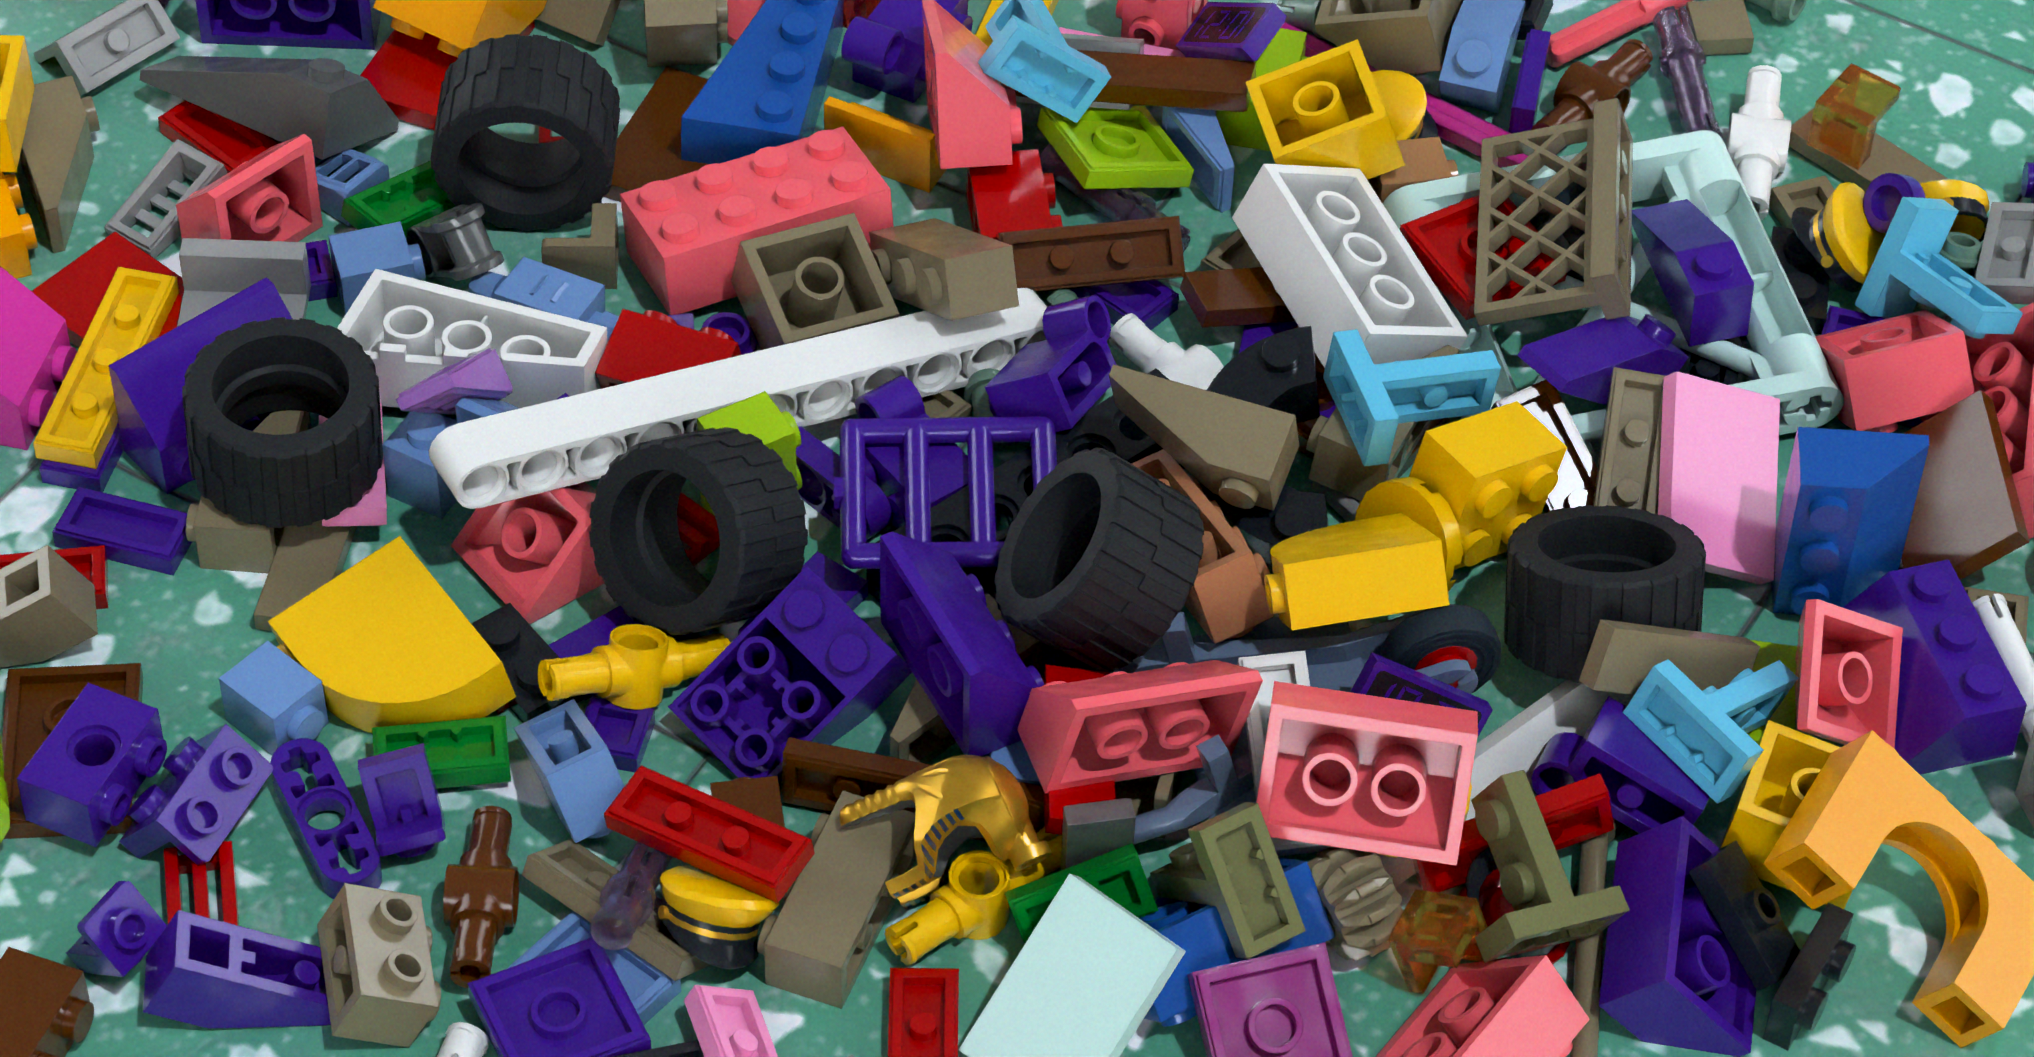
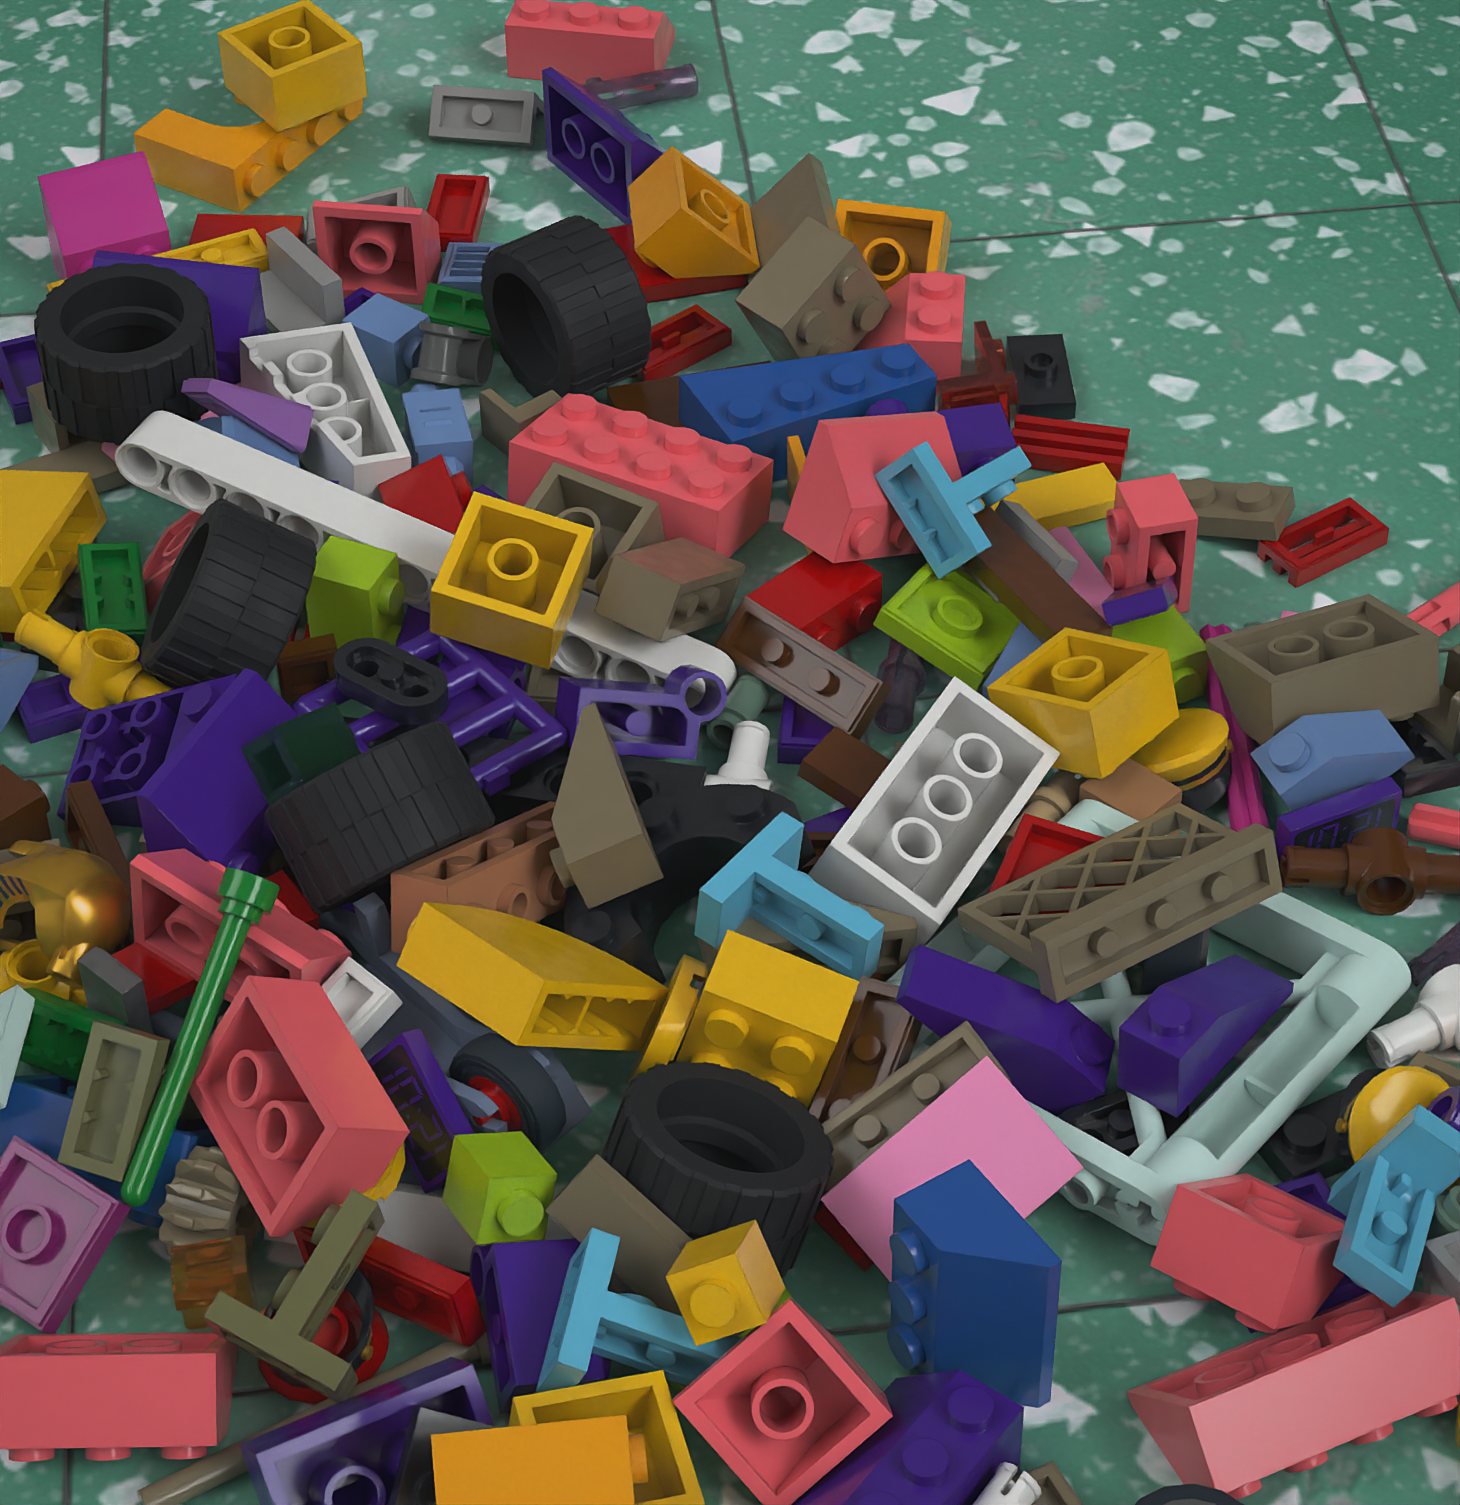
camera: 55 degrees right, 5 degrees down
(58, 154) = (339, 153): dark tan slope -> none
(281, 97) = (492, 199): dark grey wedge -> none
(545, 610) = (113, 588): none -> green plate
(891, 338) = (511, 580): none -> yellow brick
(911, 479) = (391, 681): none -> black plate
(991, 564) = (300, 751): none -> clear green brick
(1193, 667) = (242, 904): none -> green piece
(1538, 706) = (499, 1187): none -> lime brick
(1760, 626) = (725, 1282): none -> yellow brick
(1966, 492) = (1140, 1377): tile -> none

